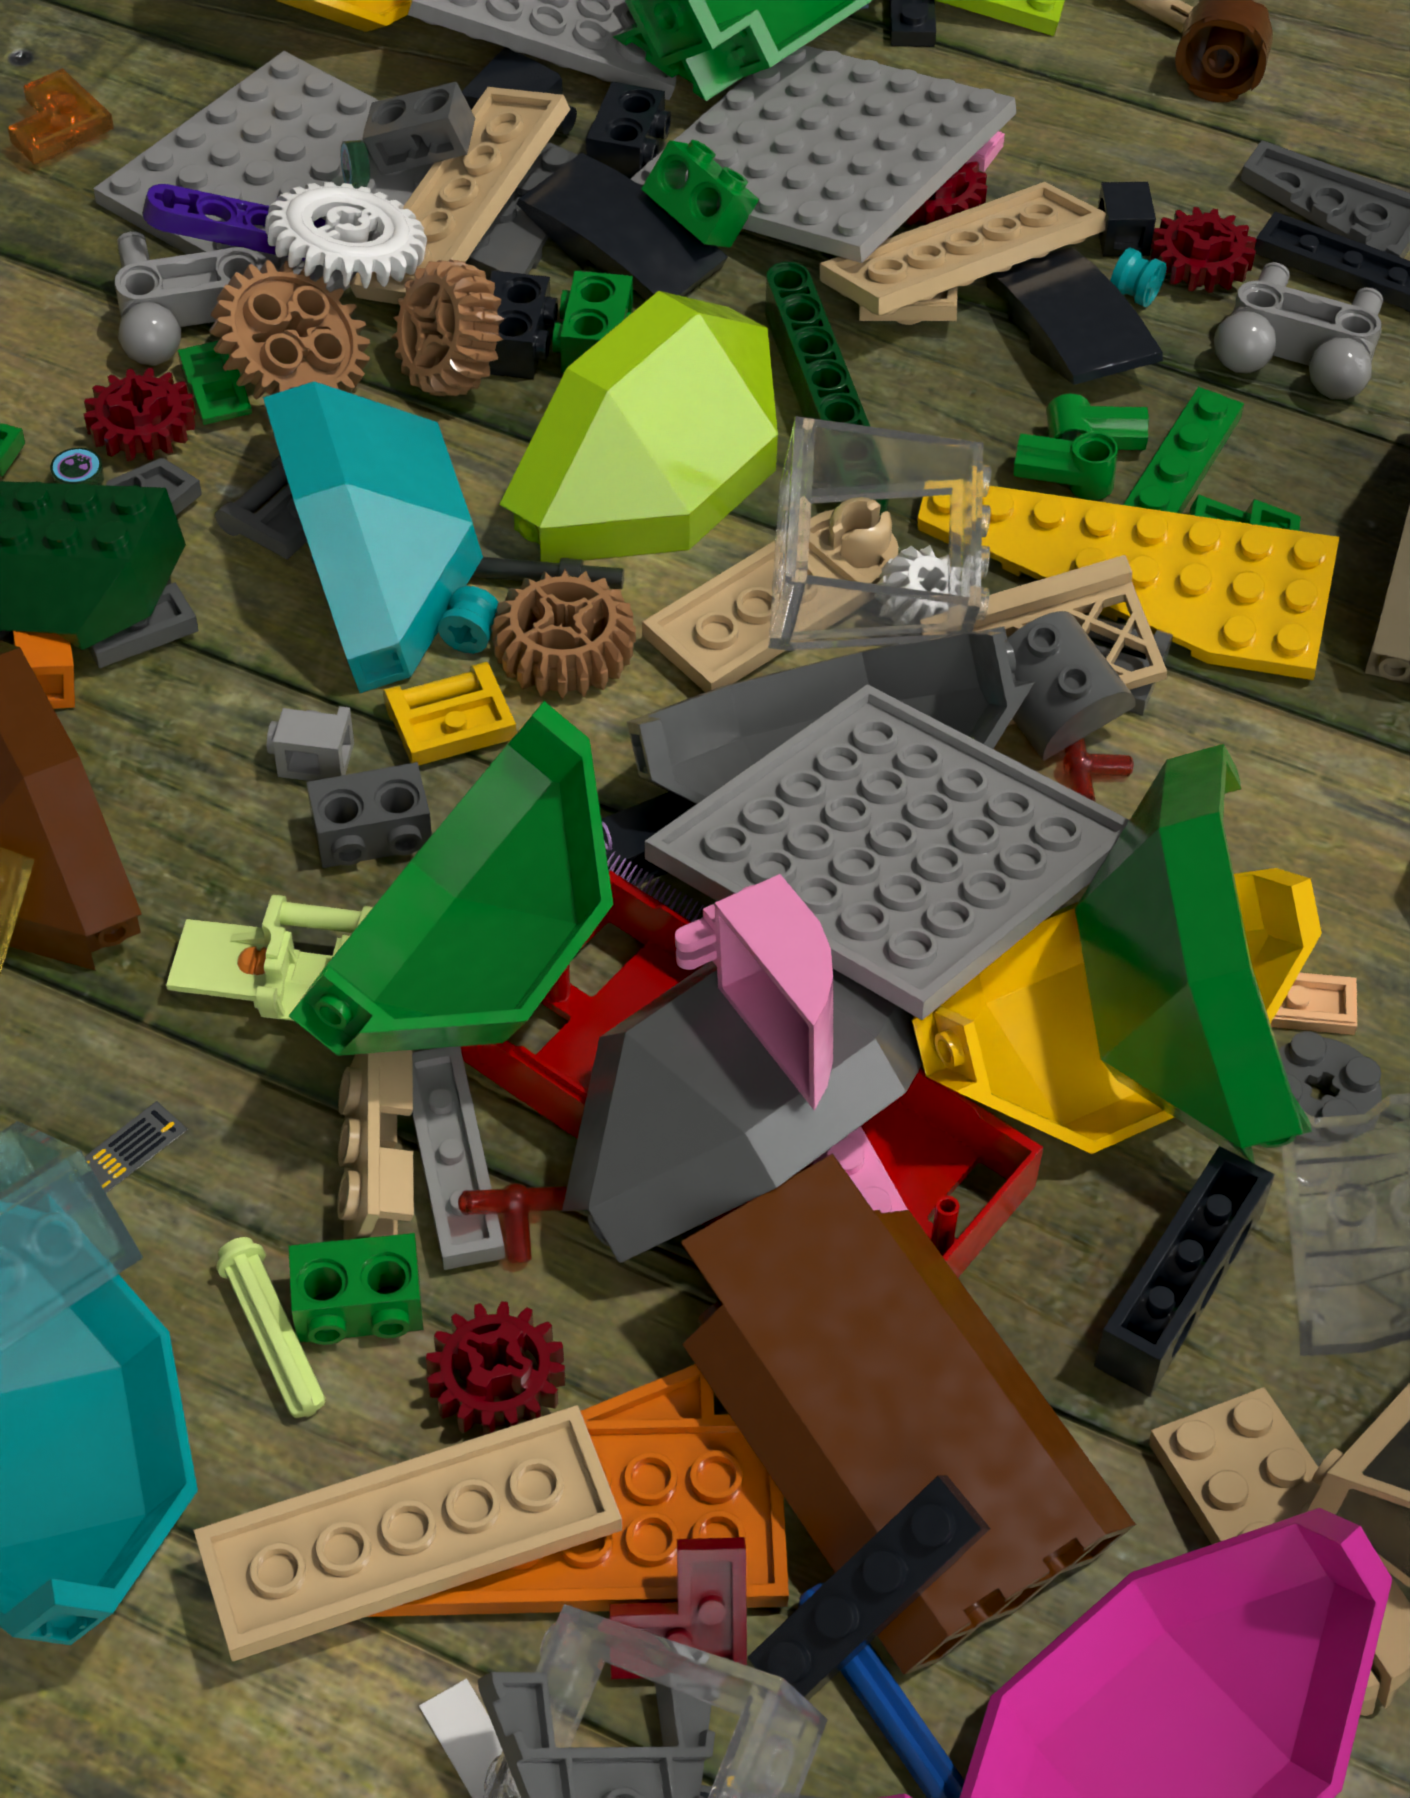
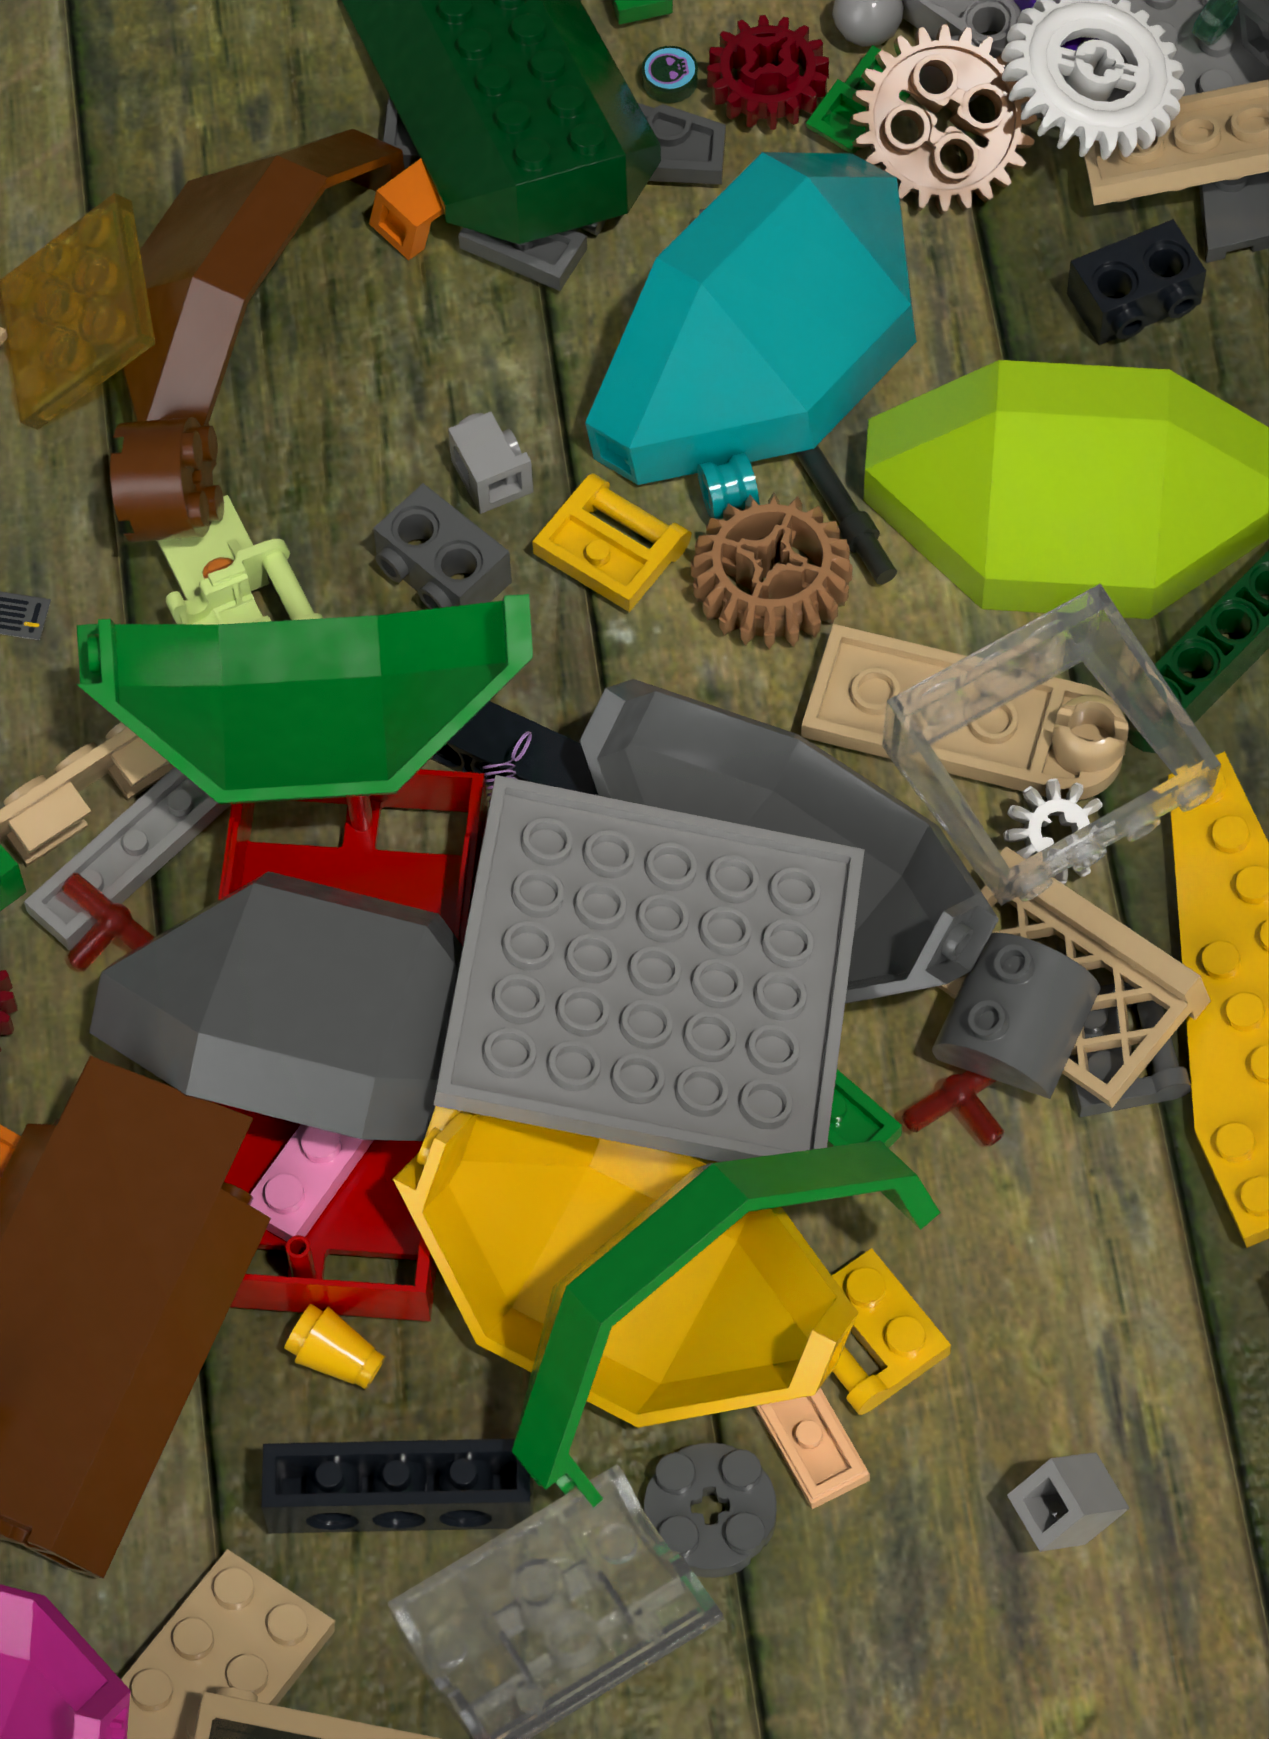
camera: 60 degrees right, 10 degrees up
(158, 927) = (166, 479): none -> reddish brown brick
(447, 328) = (1052, 233): medium nougat gear -> none
(590, 312) = (1199, 353): green brick -> none
(773, 973) = (342, 964): bright pink piece -> none
(1017, 1259) = (333, 1347): none -> yellow cone

